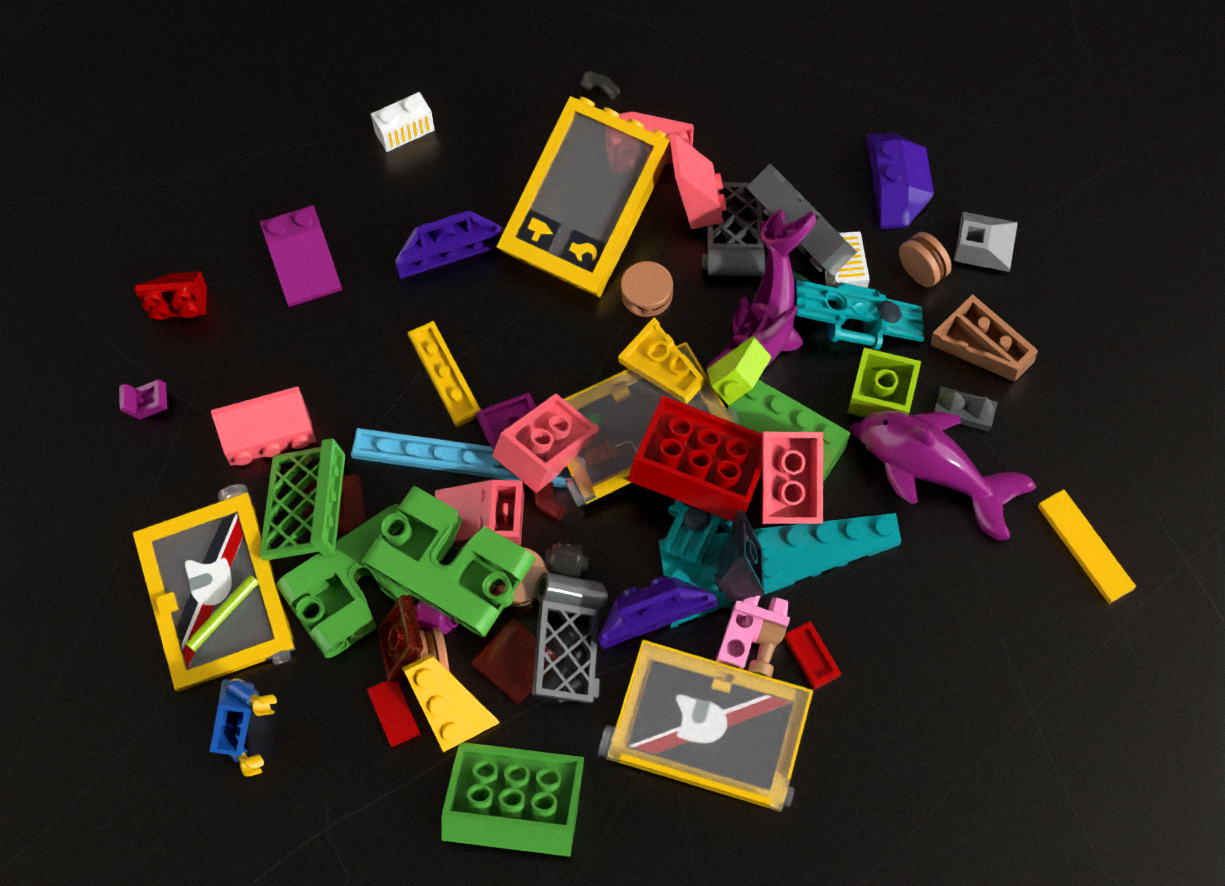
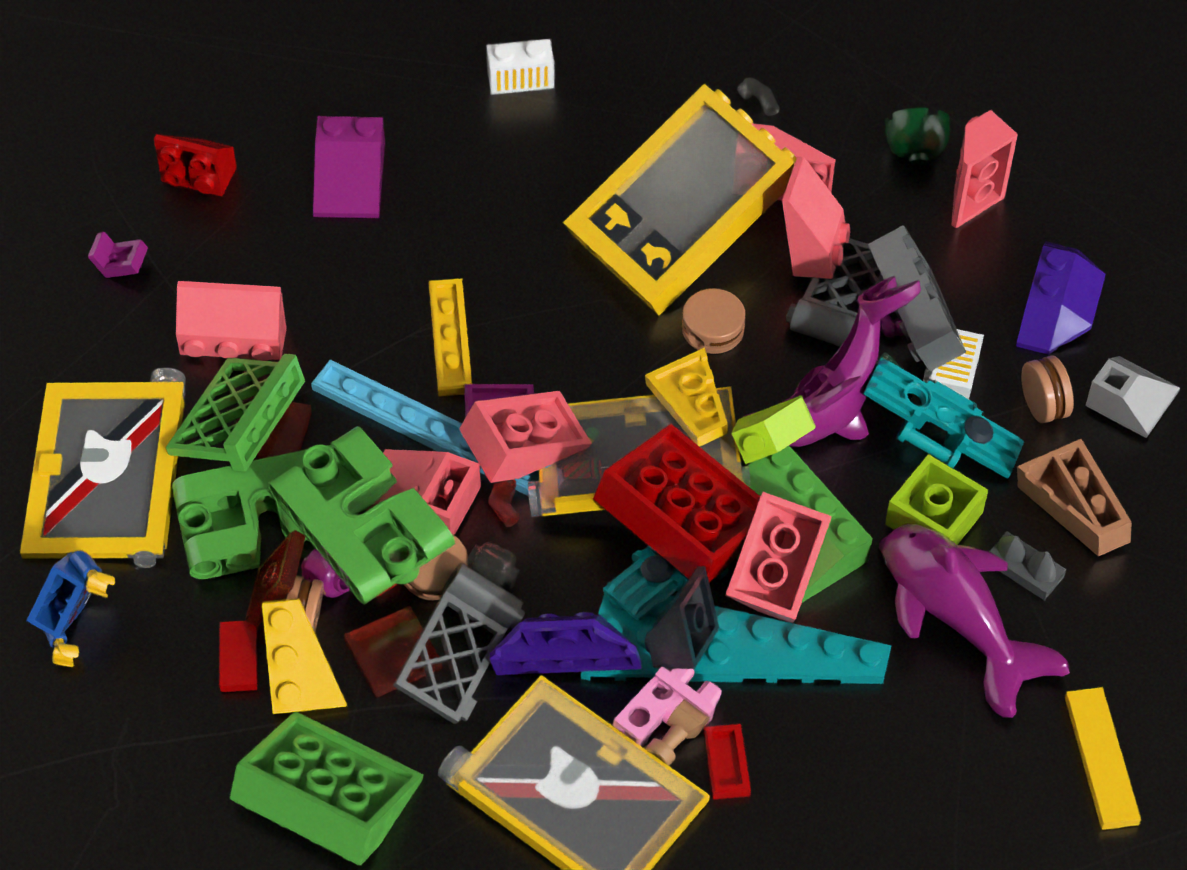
camera: 20 degrees right, 10 degrees down
(222, 613) = (102, 491): lime bar -> none
(447, 242) = (510, 201): dark purple wedge -> none
(738, 79) = (917, 135): none -> dark green cylinder
(802, 90) = (982, 166): none -> coral slope

